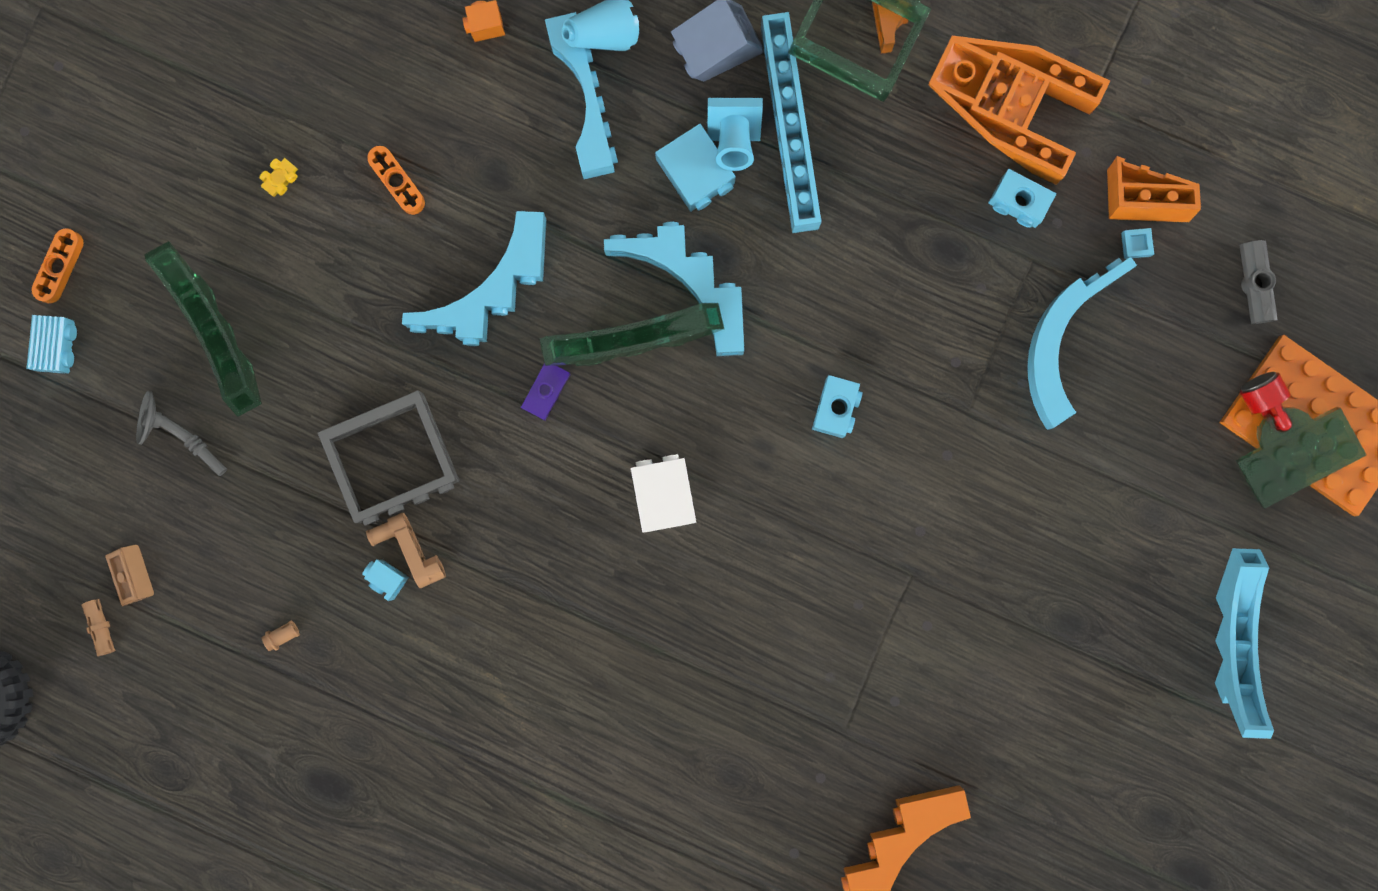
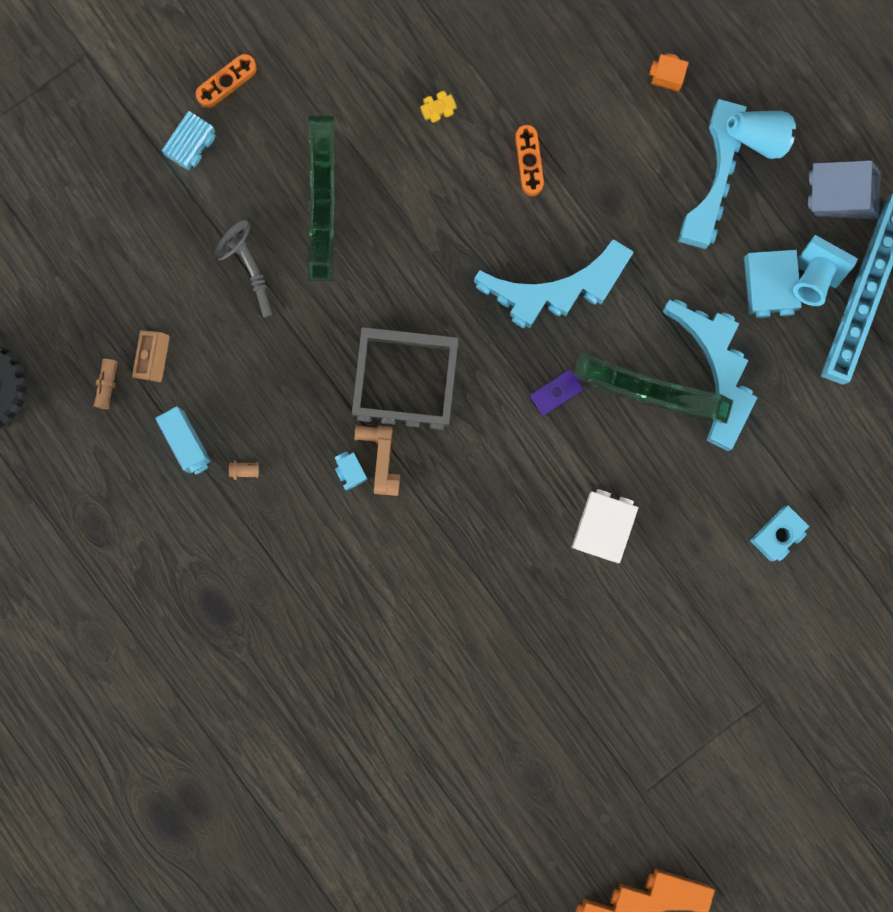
camera: 20 degrees right, 0 degrees up
(202, 641) = (183, 441): none -> medium azure brick

